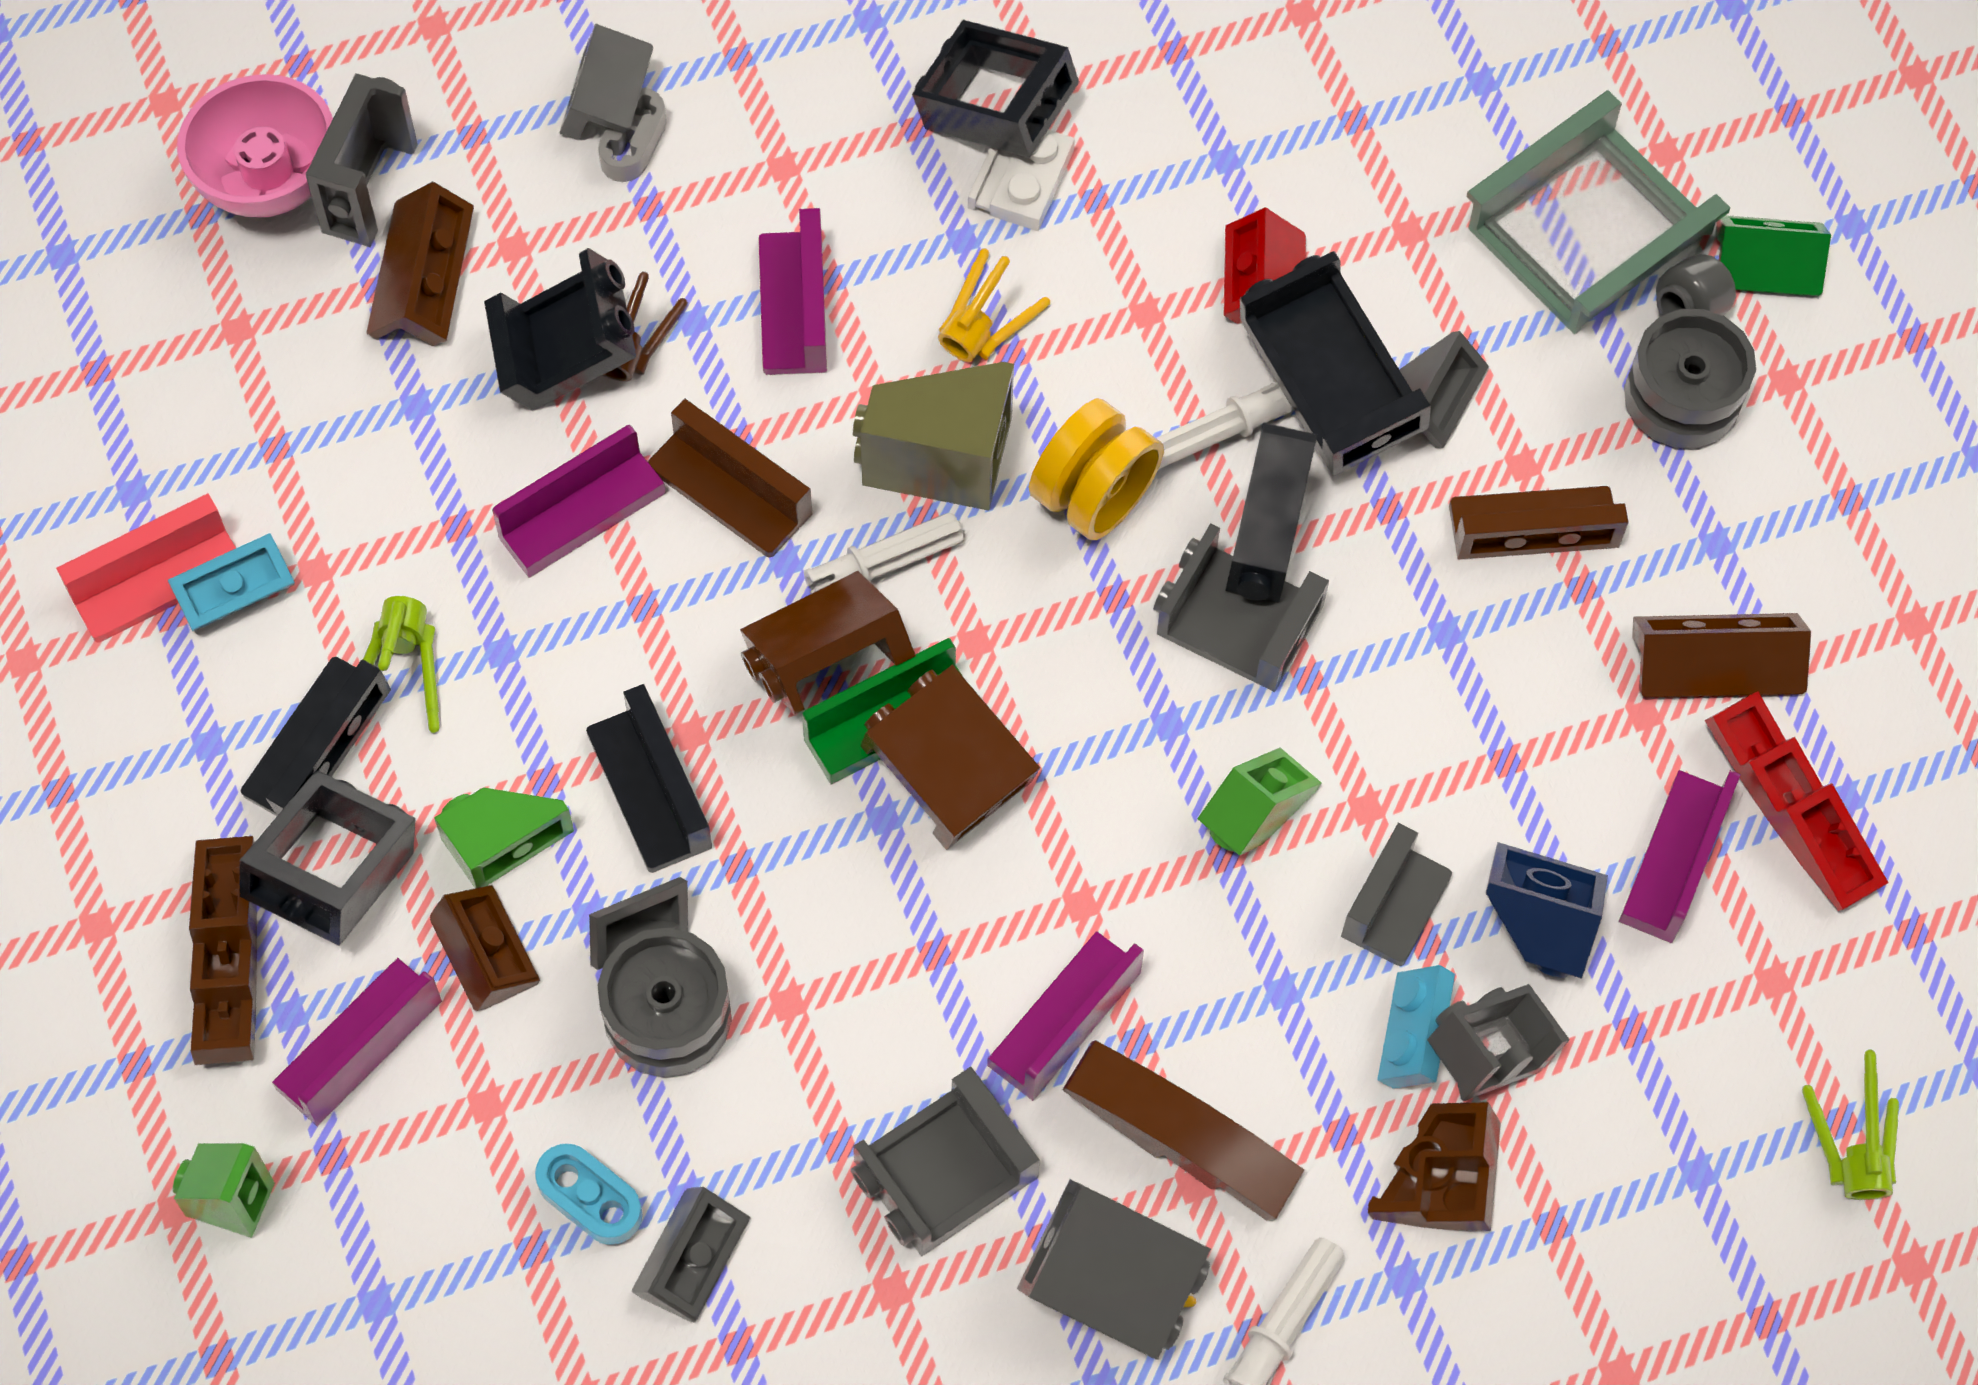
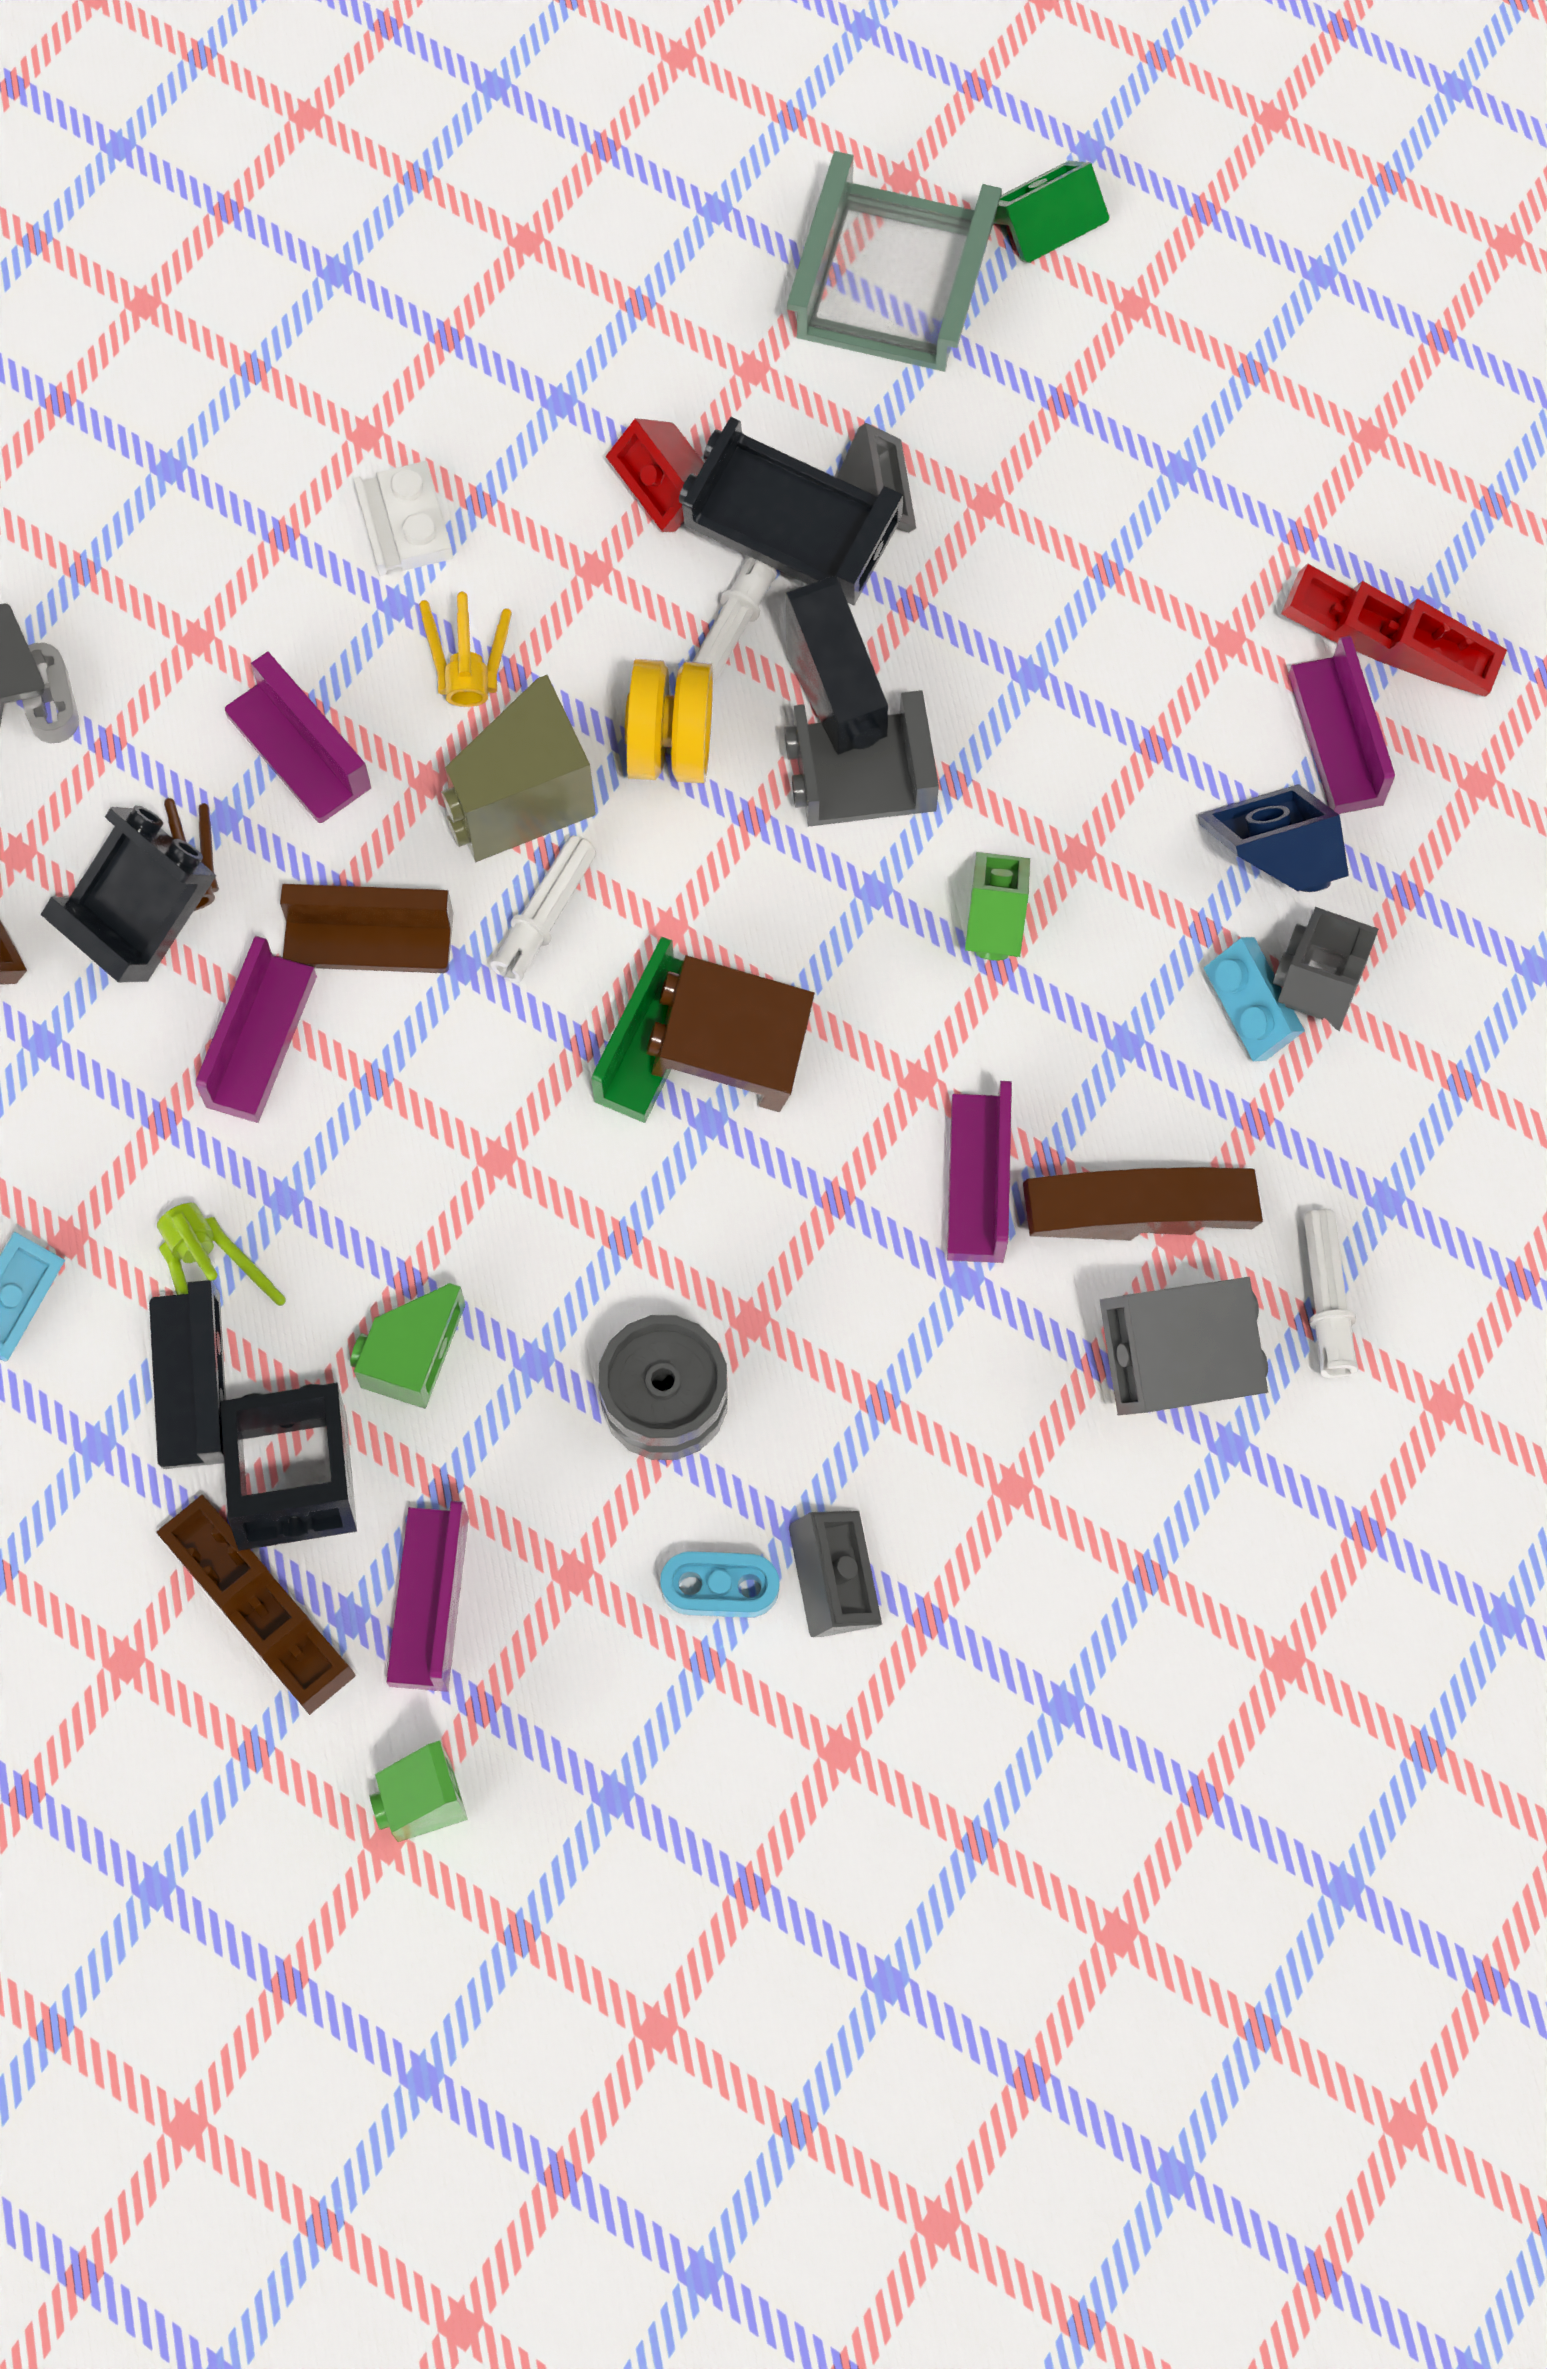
camera: 35 degrees left, 5 degrees up
(482, 946) = (468, 1450): reddish brown slope -> none
(650, 783) = (500, 1220): black panel -> none
(651, 909) = (586, 1339): dark grey slope -> none
(820, 633) = (554, 1004): reddish brown panel -> none
(946, 1165) = (981, 1358): dark grey panel -> none
(1031, 112) = (325, 420): black window -> none
(1396, 899) = (1158, 910): dark grey panel -> none
(1446, 1171) = (1357, 1097): reddish brown slope -> none
(1537, 522) = (1034, 540): reddish brown panel -> none
(1689, 378) = (1070, 347): dark grey wheel -> none
(1696, 284) = (1019, 276): dark grey head -> none
(1722, 654) = (1254, 552): reddish brown panel -> none

